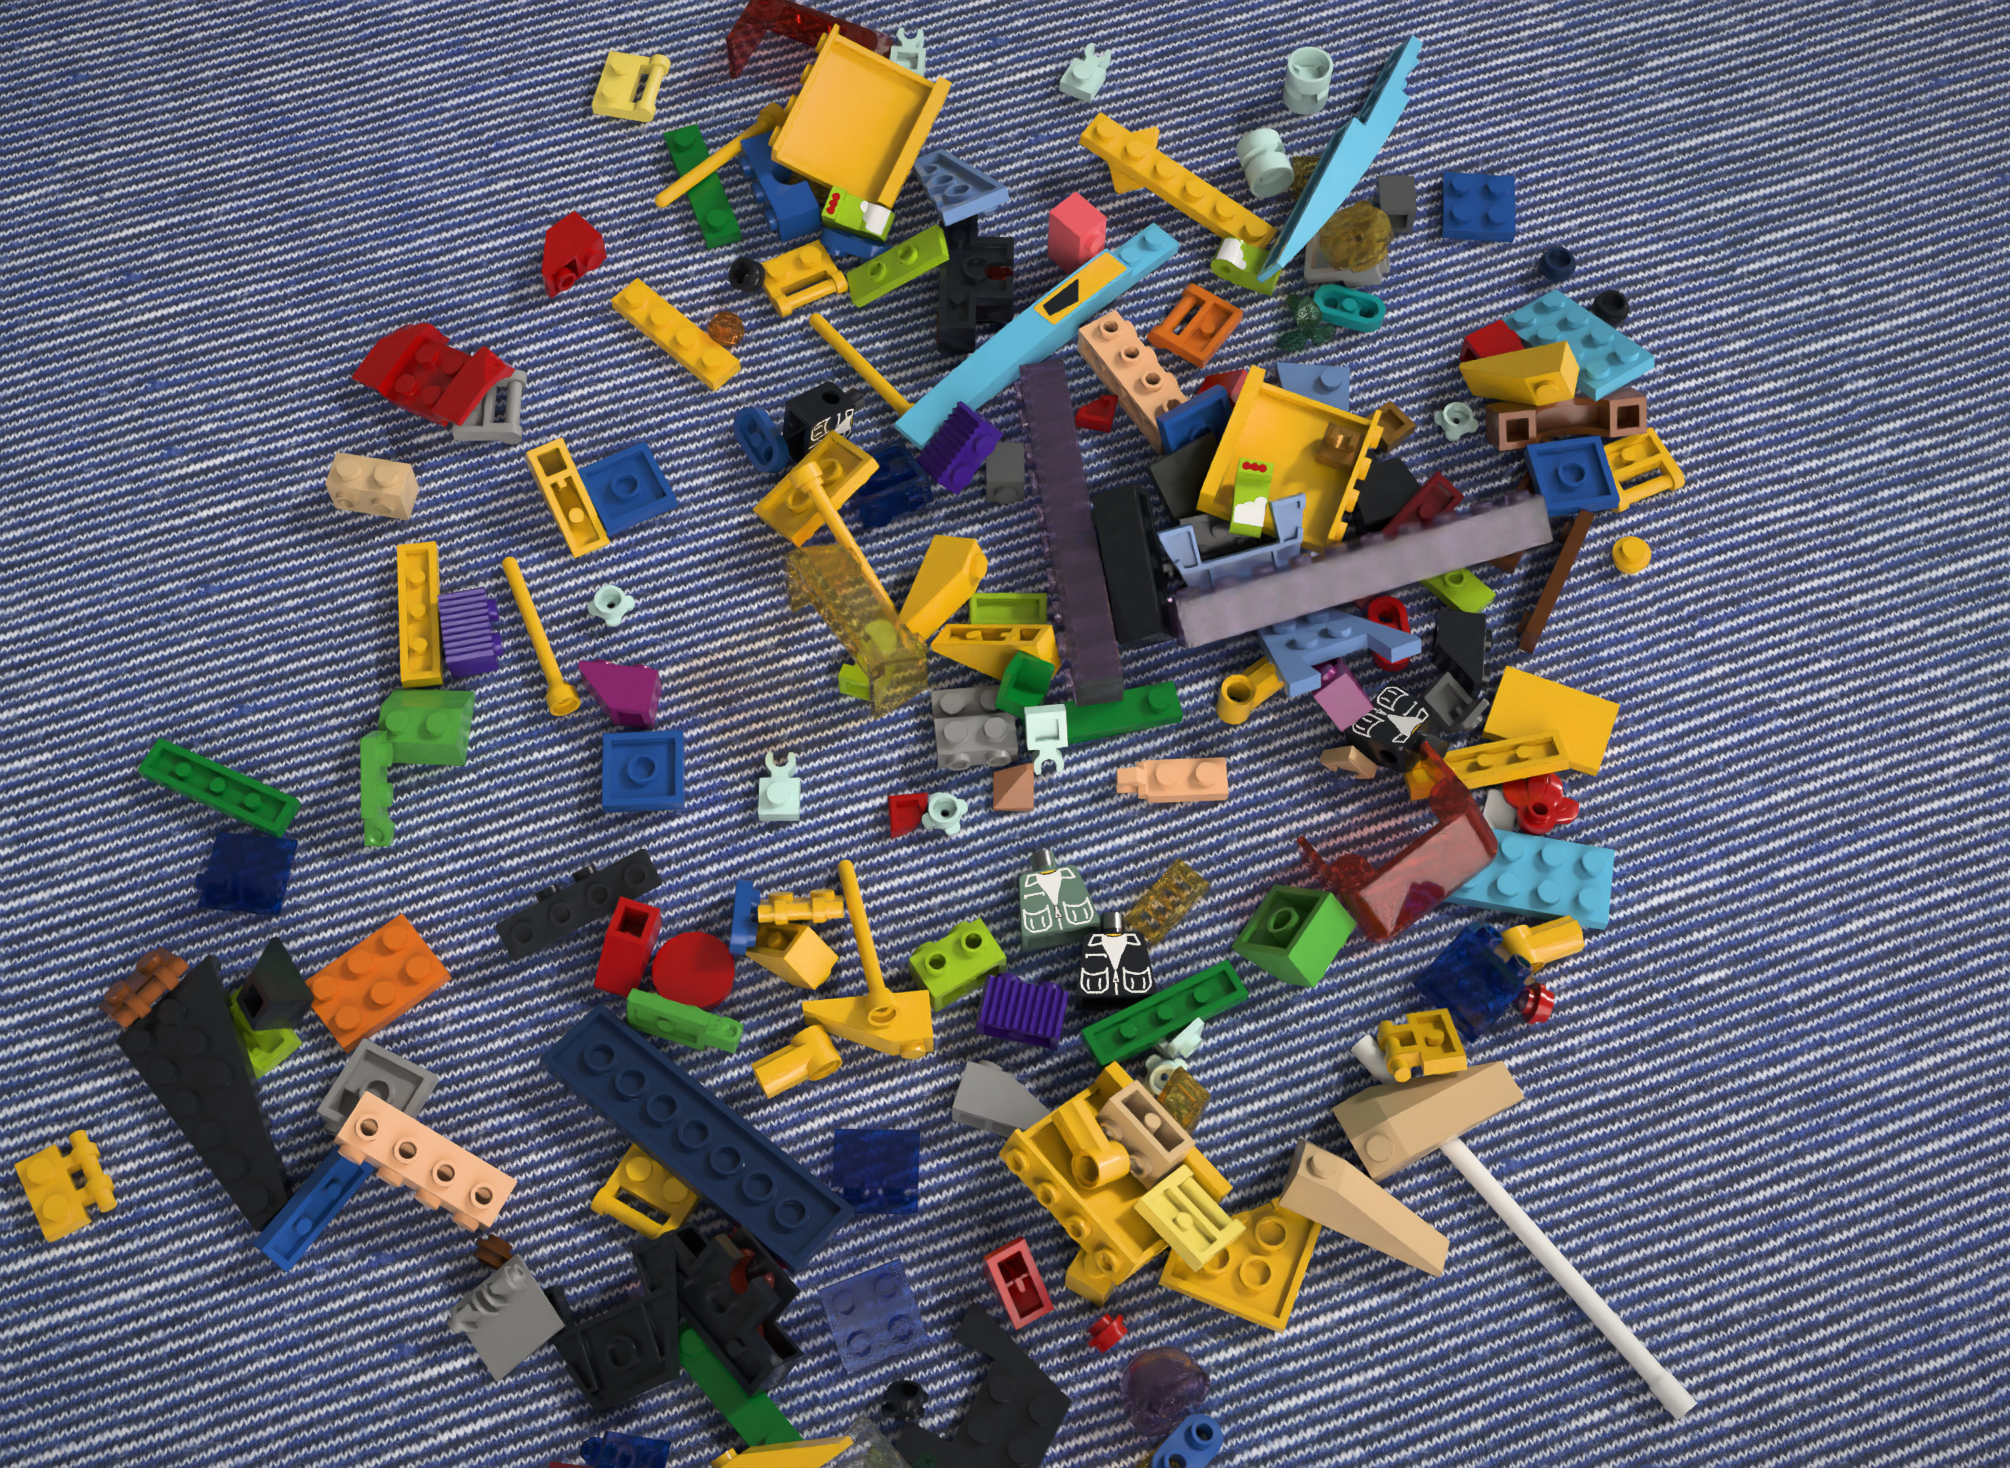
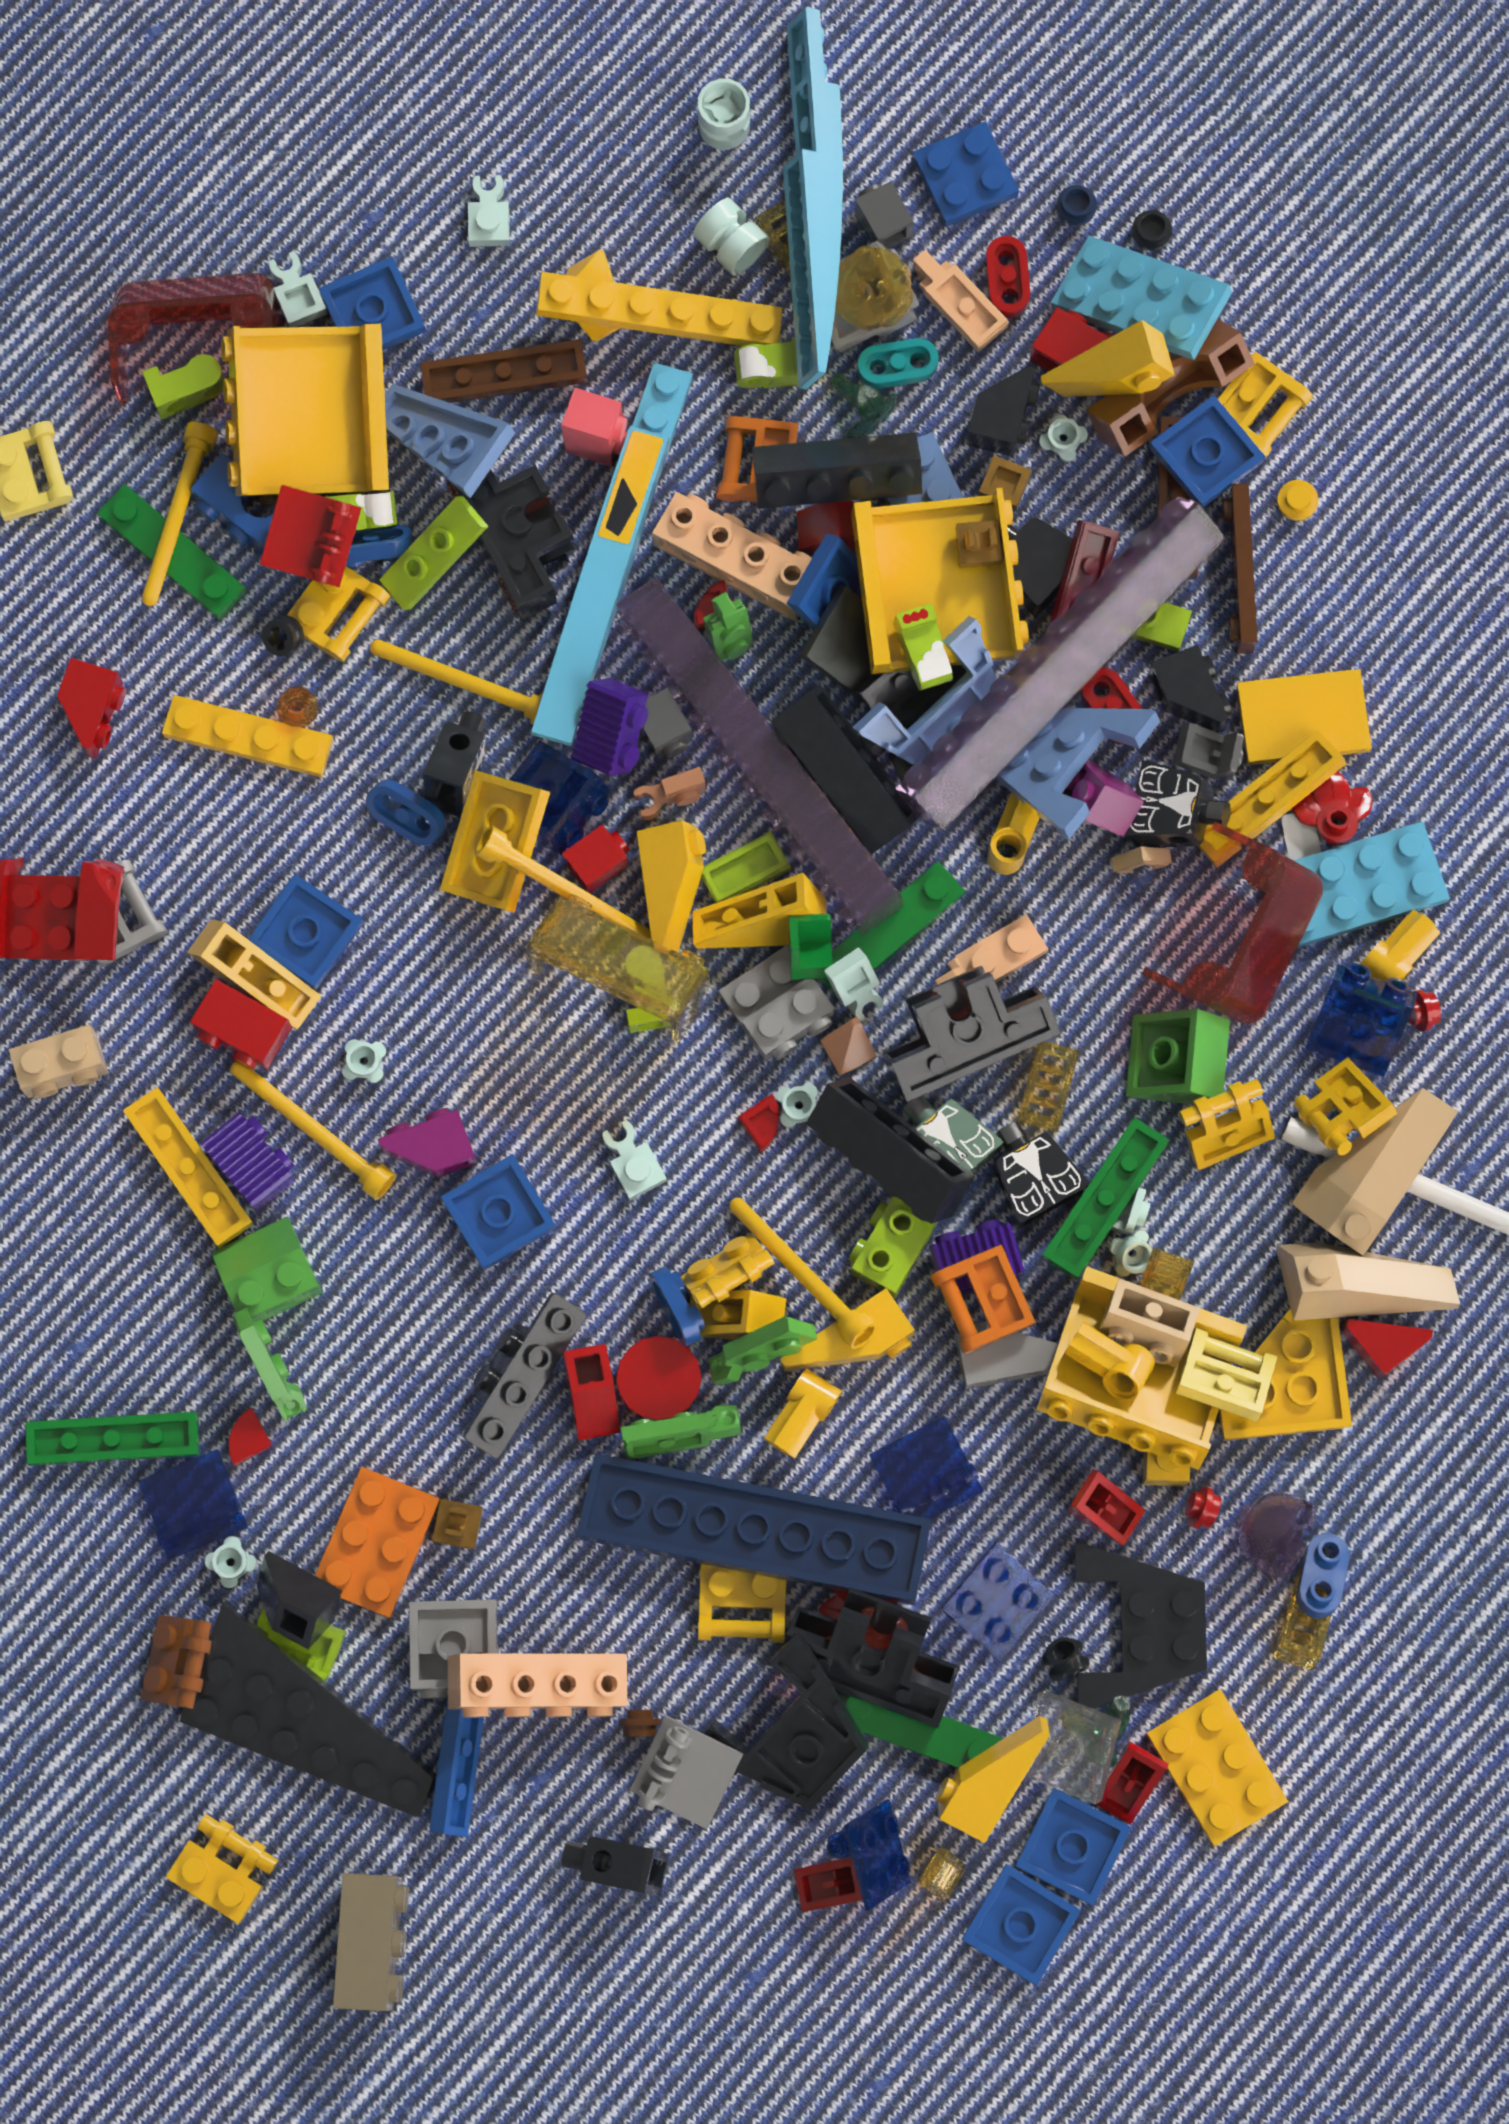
camera: 25 degrees left, 15 degrees up
(136, 1311) = (370, 1942): none -> dark tan brick
(238, 926) = (218, 1562): none -> light aqua plate
(326, 845) = (247, 1438): none -> red tile
(397, 1367) = (631, 1869): none -> black torso
(451, 1003) = (457, 1524): none -> pearl gold tile
(529, 526) = (240, 1026): none -> red brick
(776, 79) = (185, 386): none -> lime leg
(791, 983) = (759, 1347): none -> bright green hinge
(809, 207) = (310, 536): none -> red hinge
(892, 544) = (597, 858): none -> red brick
(969, 95) = (375, 297): none -> blue plate
(987, 523) = (678, 789): none -> nougat plate
(997, 879) = (890, 1150): none -> black brick
(1020, 1040) = (996, 1294): none -> orange plate
(1032, 176) = (505, 372): none -> reddish brown plate
(1098, 420) = (728, 628): none -> bright green hinge
(1119, 814) = (964, 1030): none -> piece
(1247, 343) = (837, 470): none -> black brick
(1307, 1019) = (1232, 1132): none -> yellow plate
(1354, 1274) = (1384, 1345): none -> red slope
(1415, 377) = (1000, 413): none -> black slope
(1424, 288) = (959, 301): none -> light nougat hinge
(1472, 291) = (1008, 279): none -> red plate

